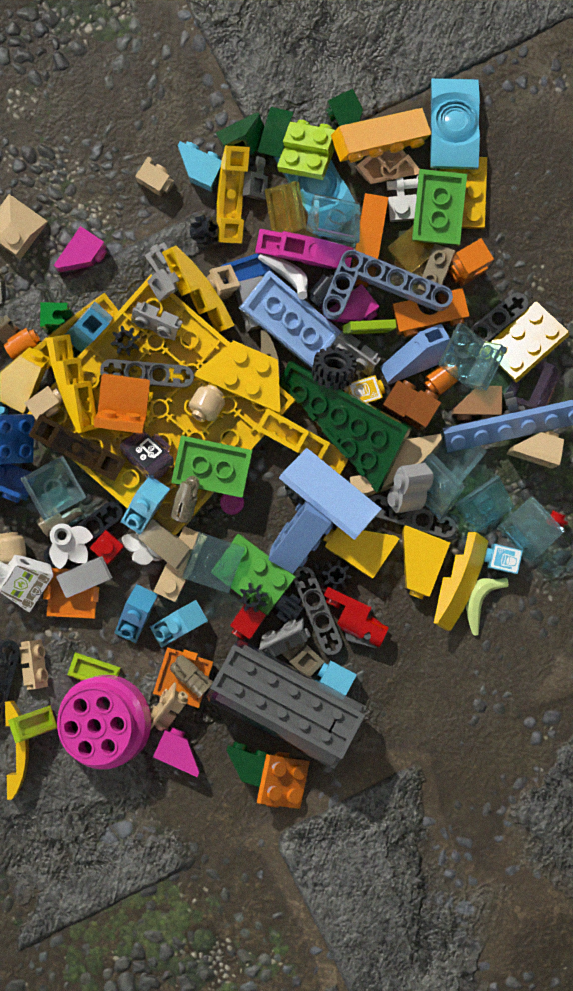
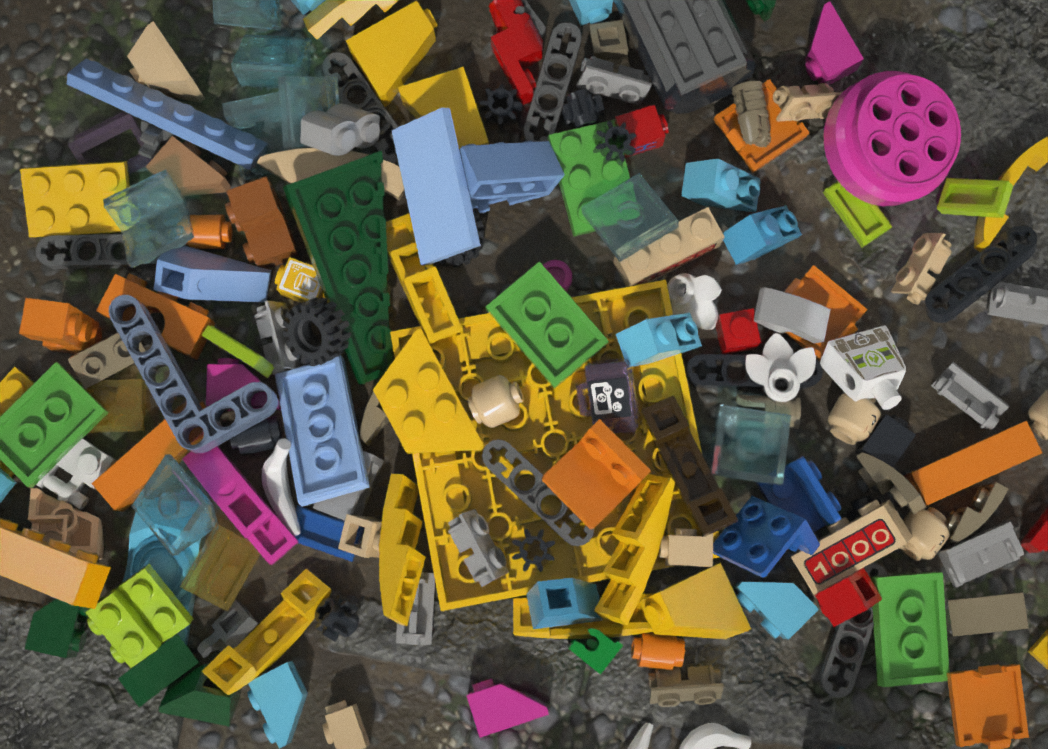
camera: 135 degrees left, 5 degrees down
(163, 284) = (436, 584): light grey tile -> none
(165, 544) = (670, 277): dark tan slope -> none
(185, 500) = (607, 306): dark tan hinge -> none

